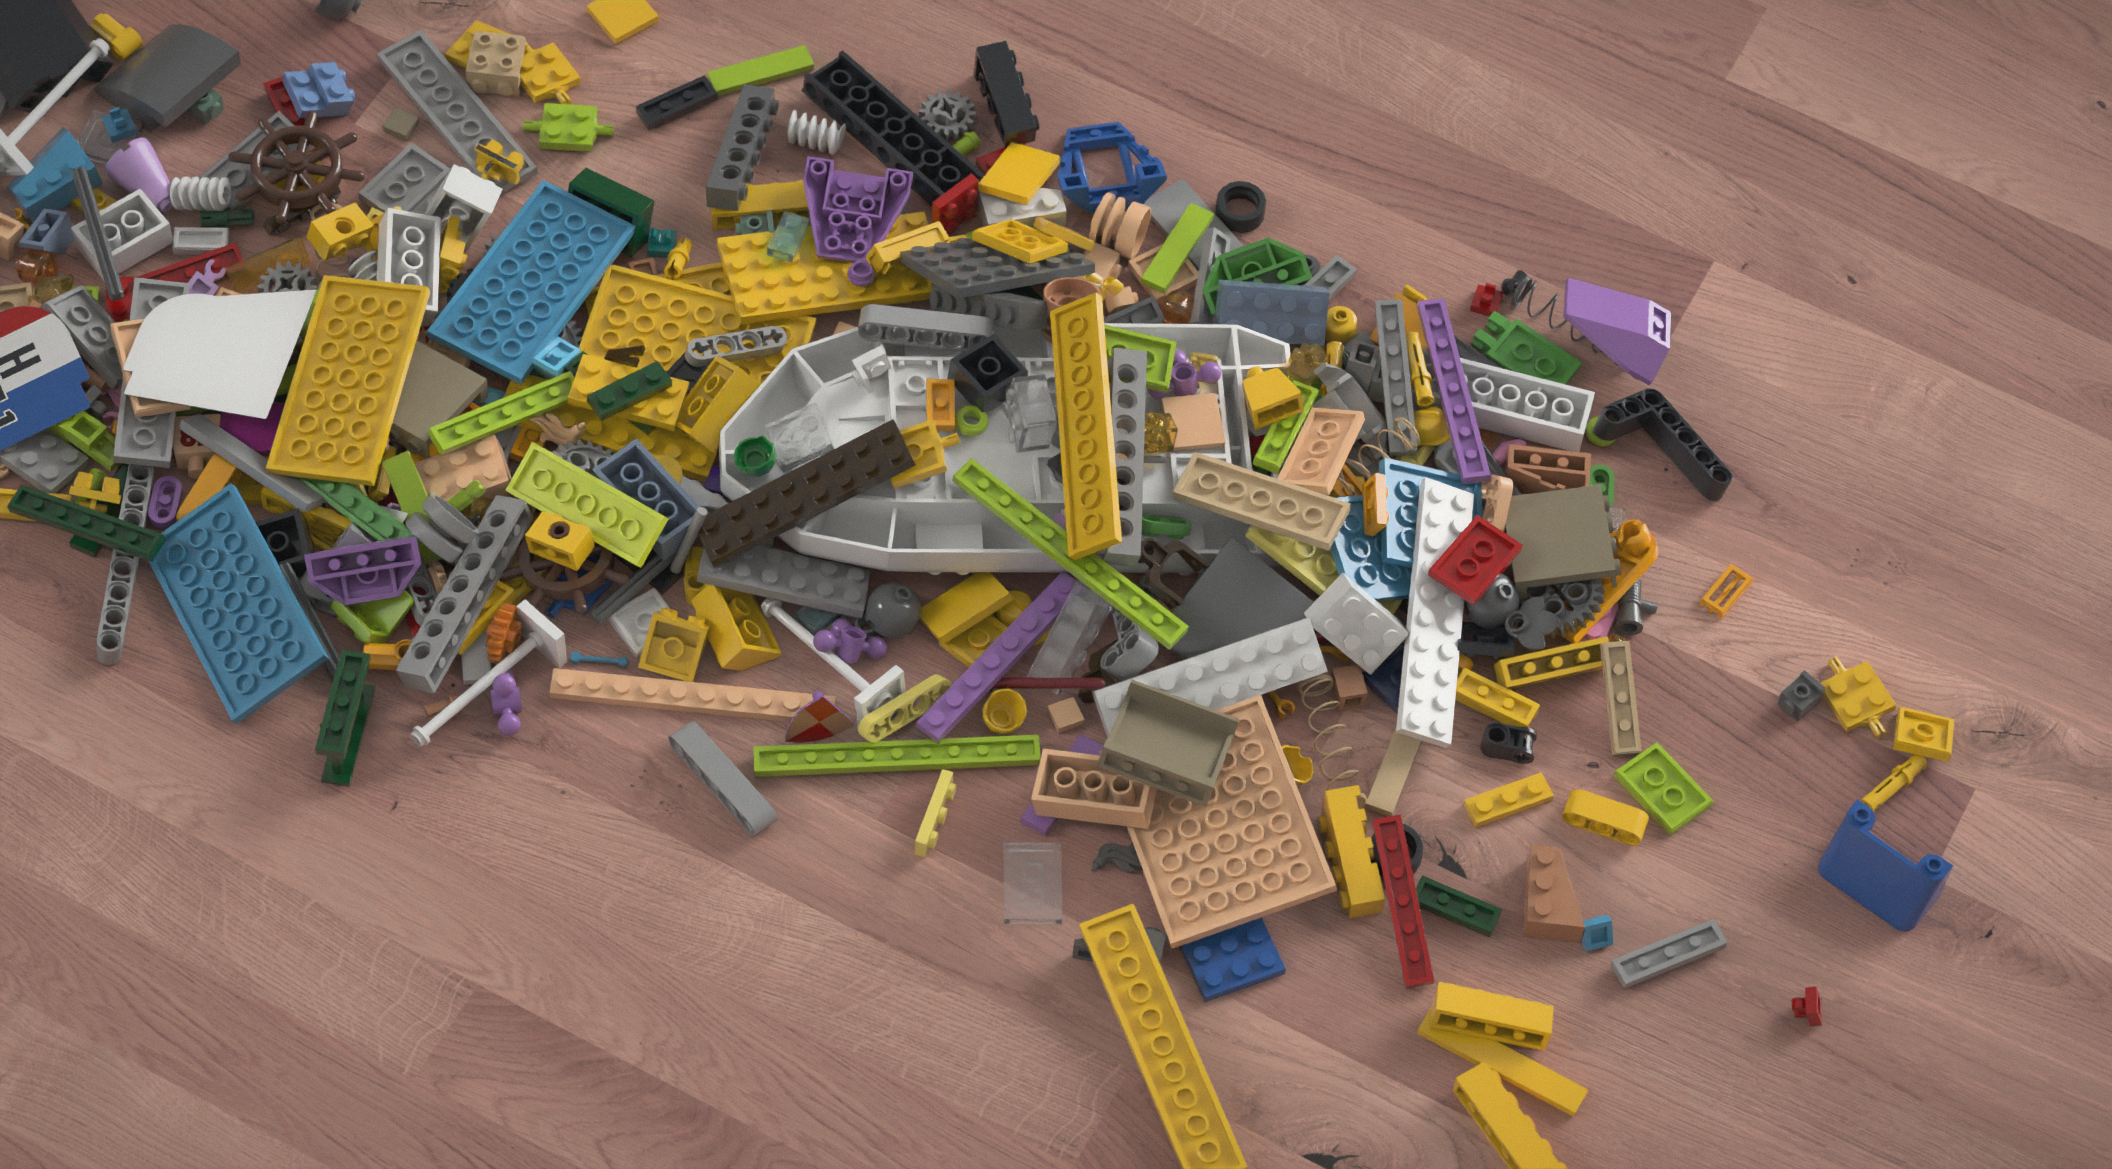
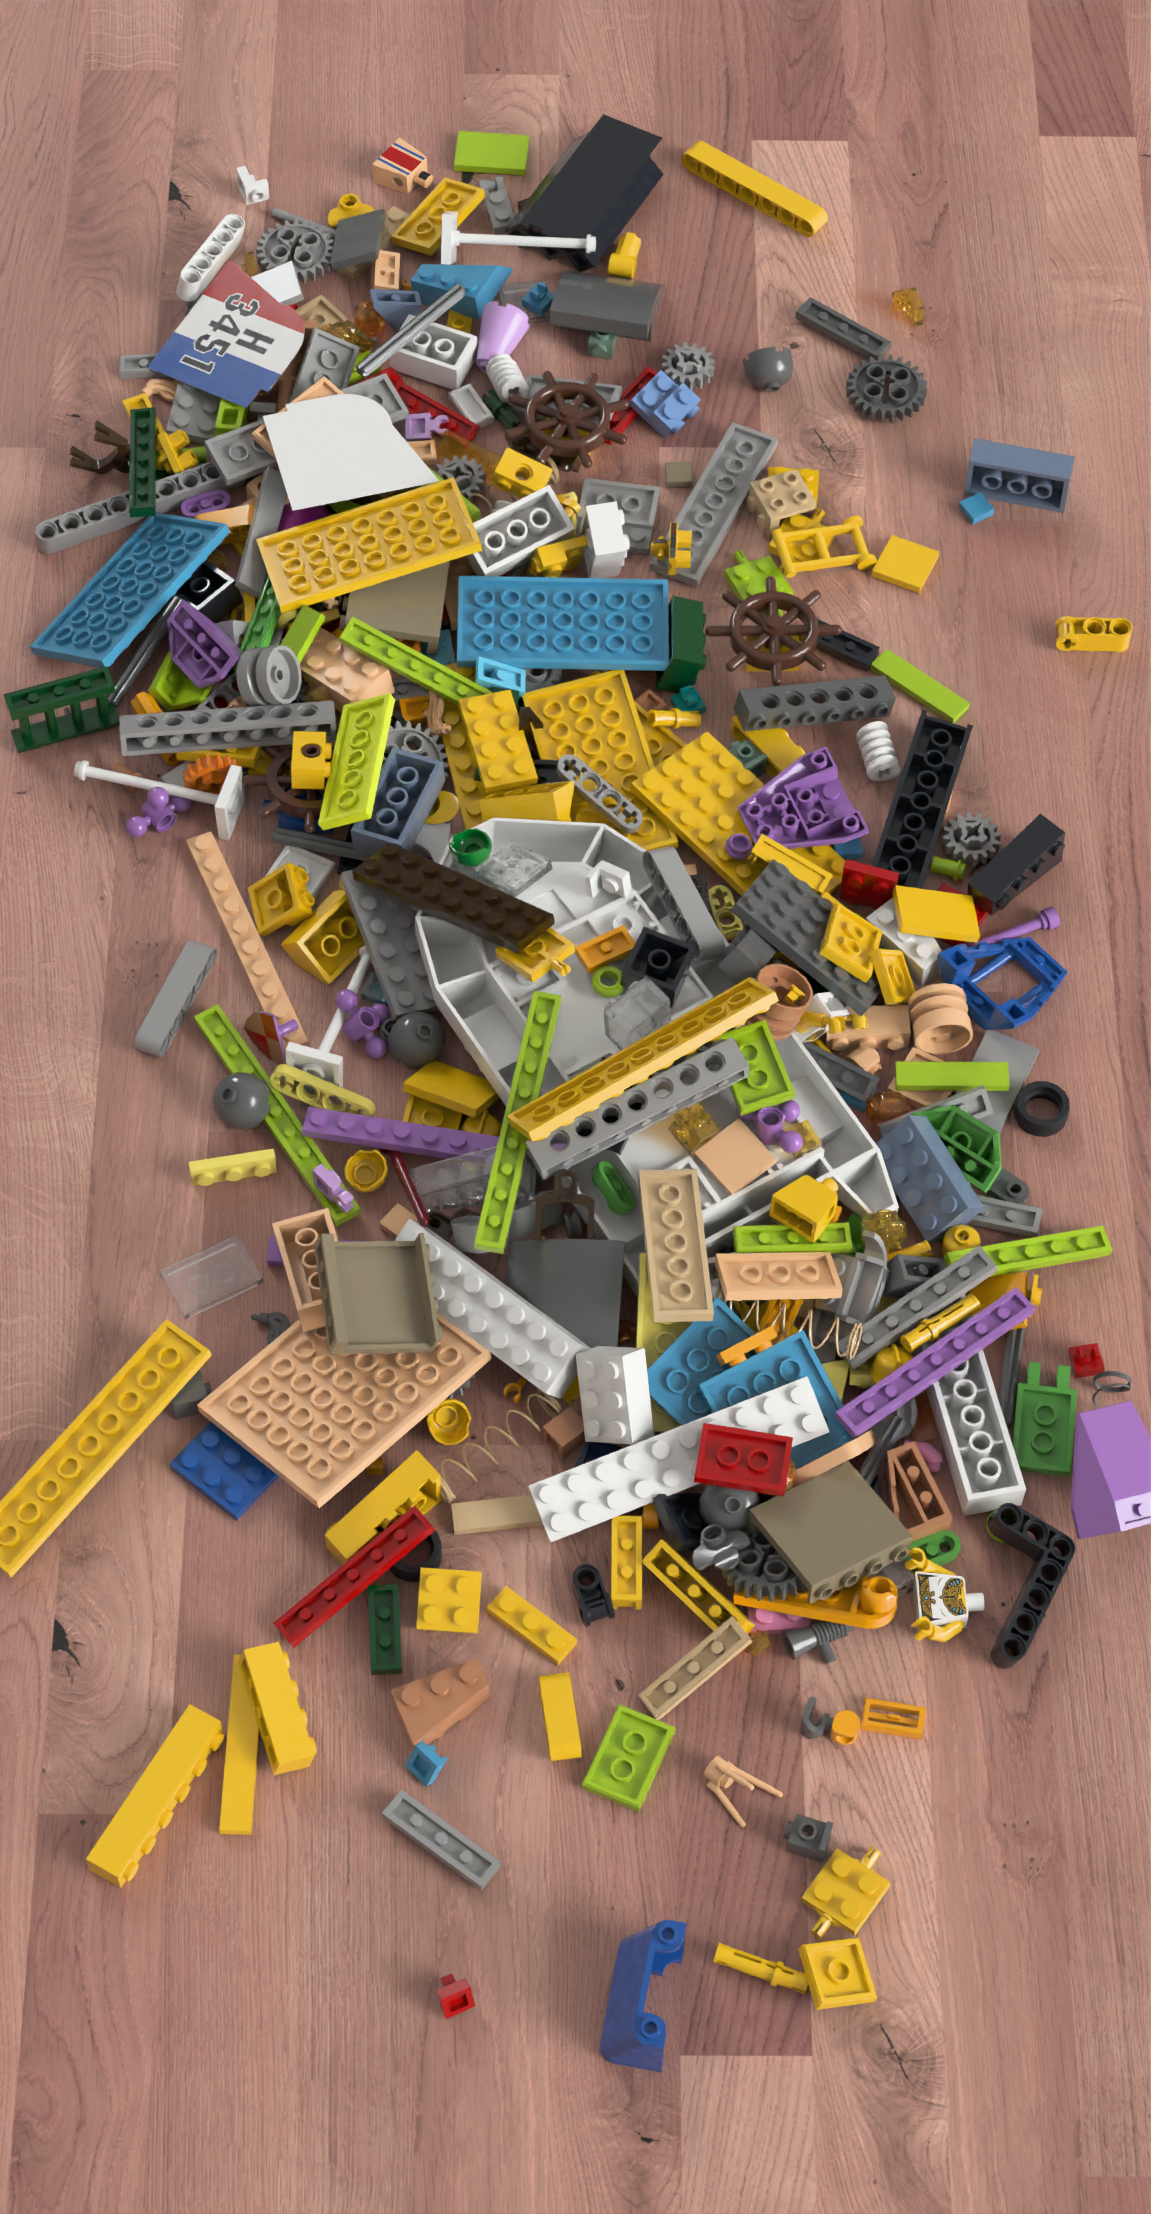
camera: 65 degrees right, 0 degrees up
(57, 543) = (118, 459): none -> dark brown piece
(284, 52) = (688, 365): none -> light grey gear
(465, 497) = (316, 680): lime axle -> none
(576, 658) = (235, 844): dark azure hinge -> none
(599, 40) = (850, 525): none -> yellow piece
(629, 390) = (490, 736): dark green plate -> none
(656, 145) = (774, 642): none -> reddish brown brick
(688, 540) = (384, 841): light grey bar -> none
(788, 236) = (740, 777): clear light blue plate -> none
(872, 772) = (241, 1100): none -> dark grey cylinder
(1011, 742) = (329, 1184): none -> lavender plate
(1060, 107) = (1047, 919): none -> medium lavender piece
(1076, 292) = (794, 995): none -> yellow piece
(1154, 457) = (677, 1149): light grey piece -> none
(1377, 280) = (1043, 1250): none -> lime plate
(1458, 845) = (449, 1600): none -> yellow plate
(1509, 285) = (1113, 1365): black arm -> none
(1651, 504) = (939, 1599): none -> torso
(1716, 633) = (842, 1727): none -> leg
(1716, 728) = (724, 1774): none -> light nougat plant

